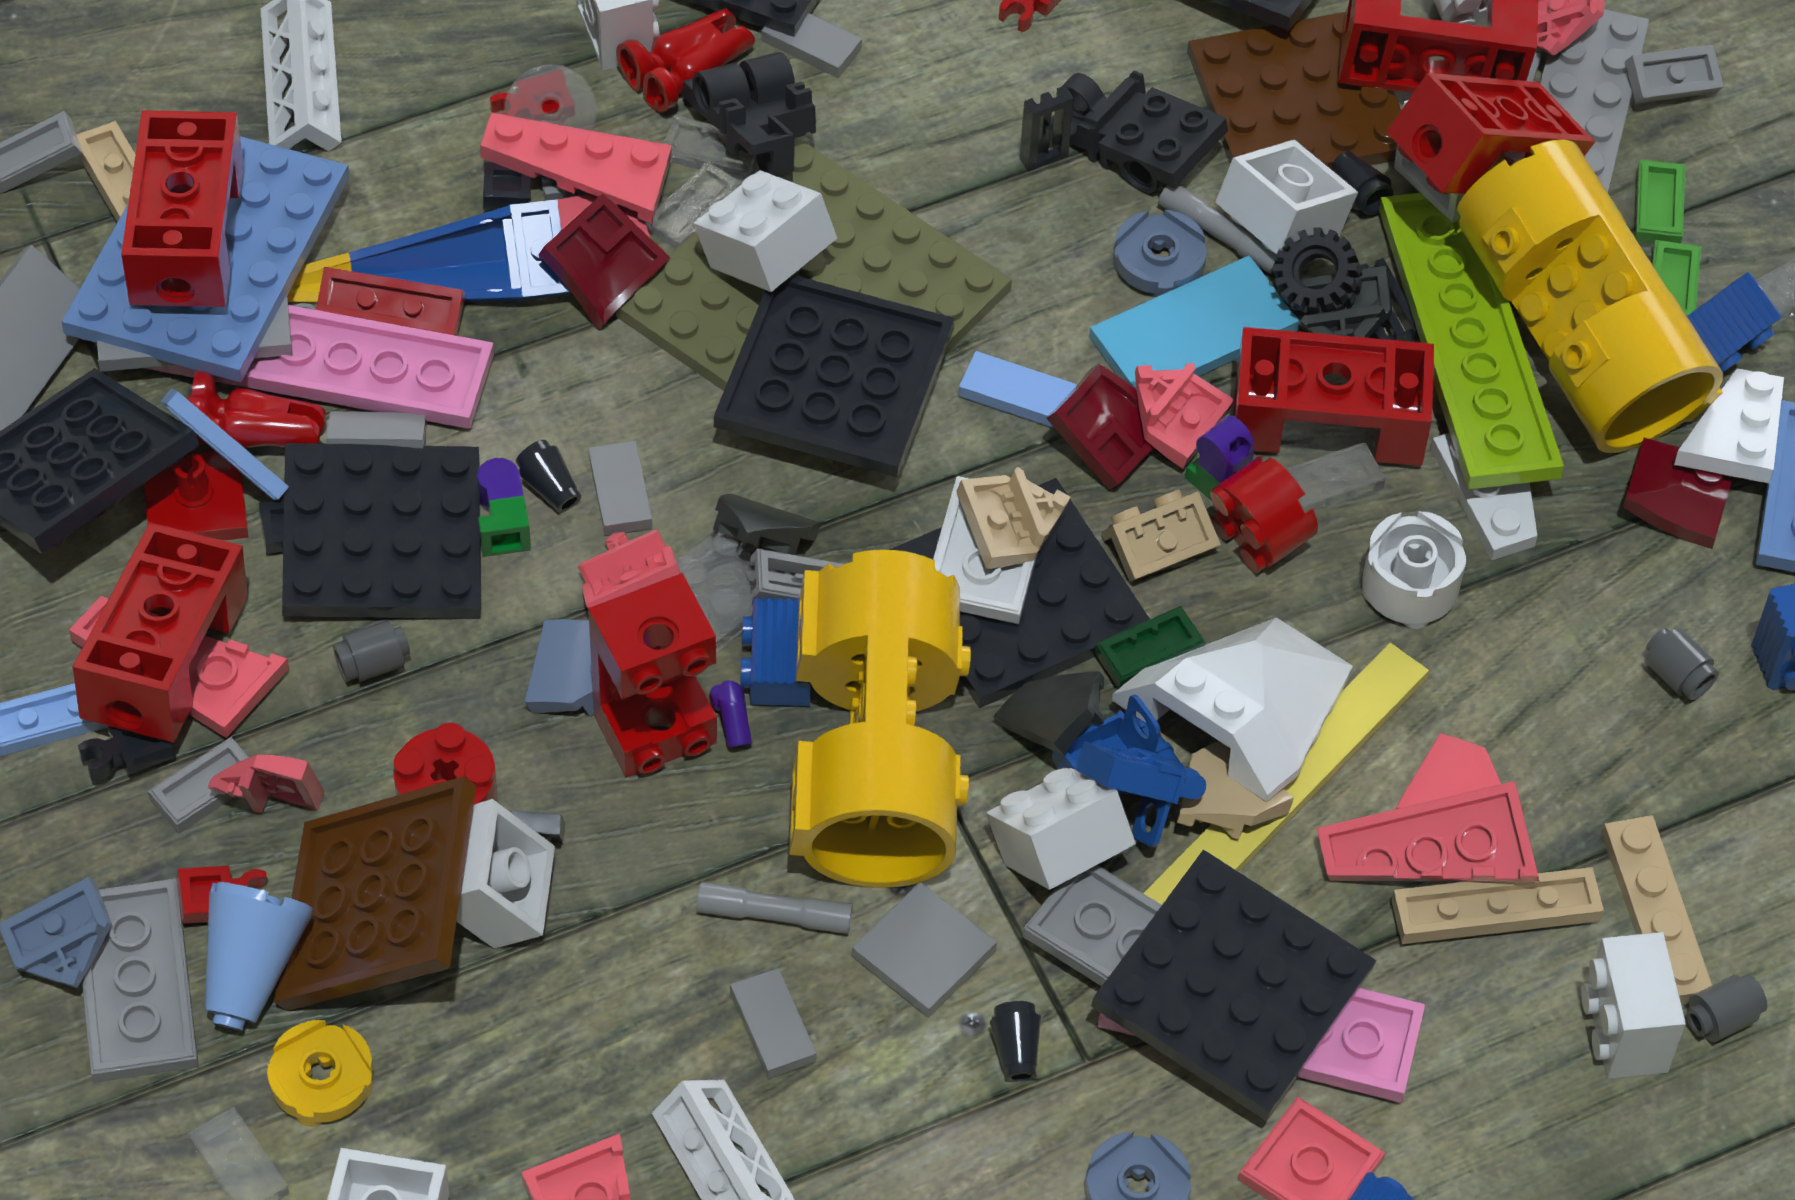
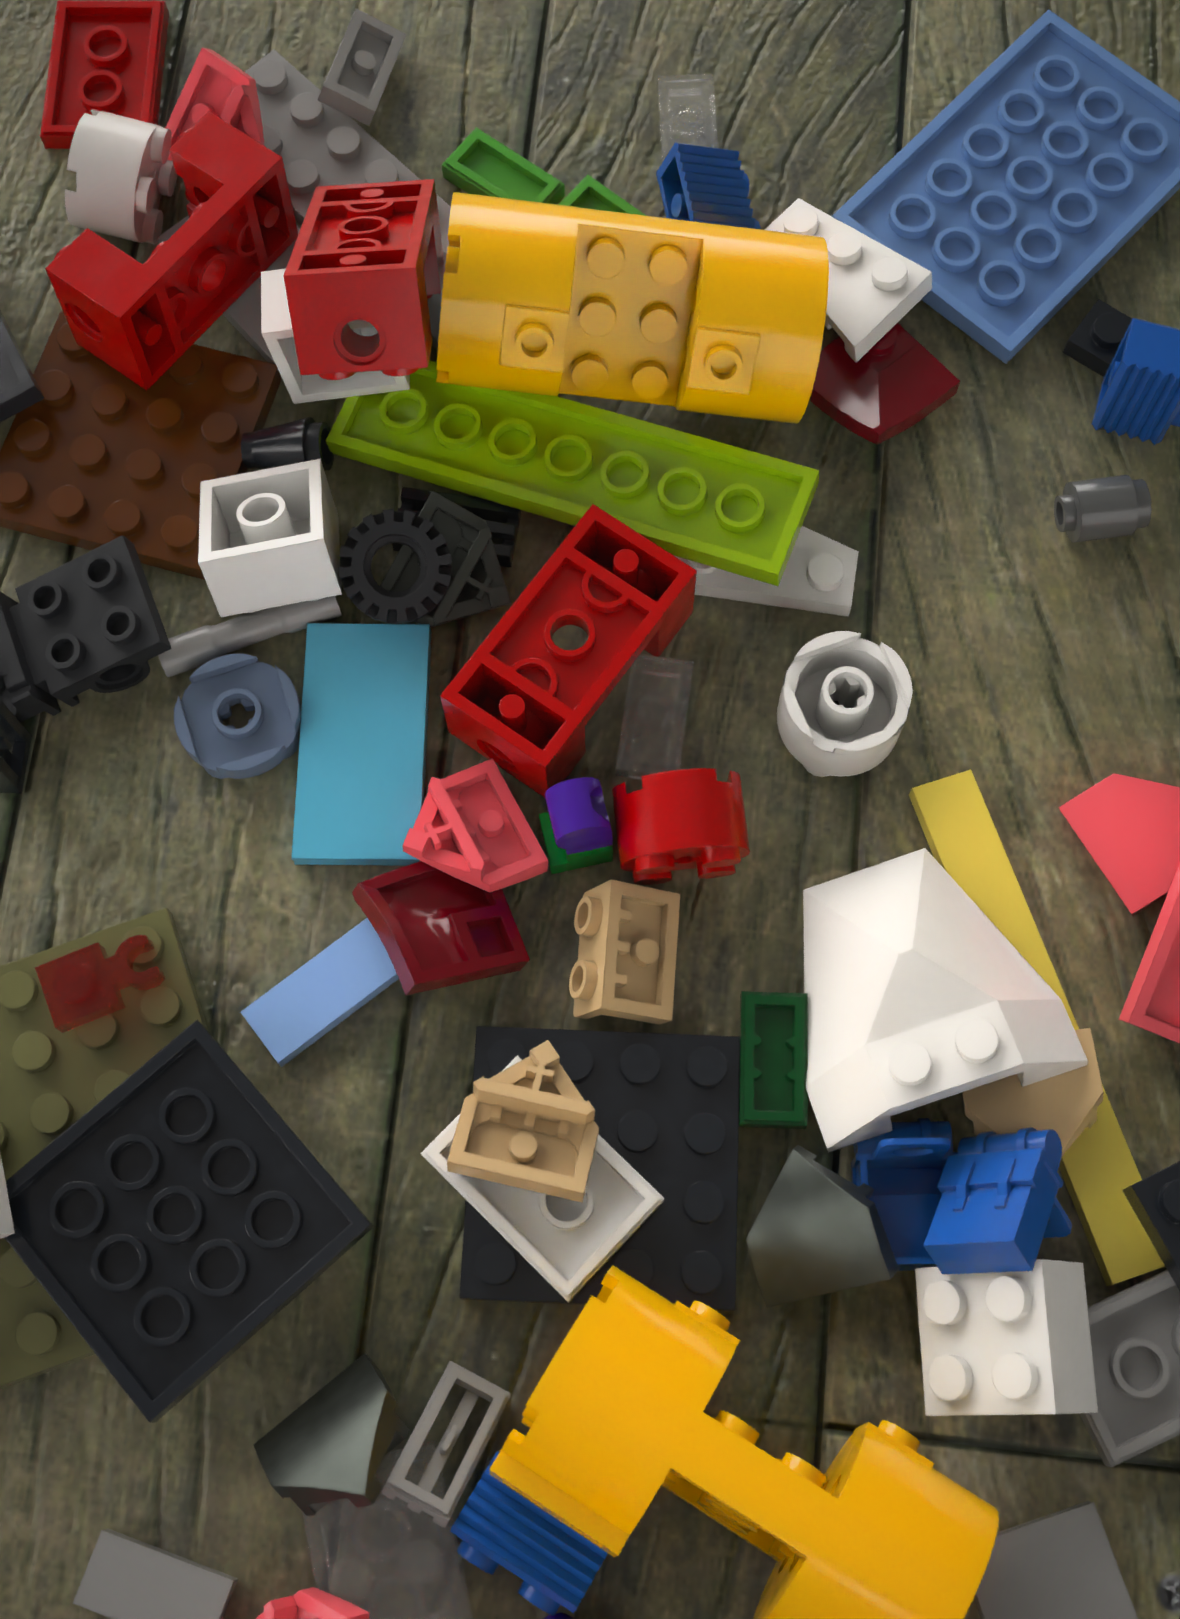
camera: 55 degrees left, 15 degrees up
(939, 258) = (89, 982): none -> clear red plate

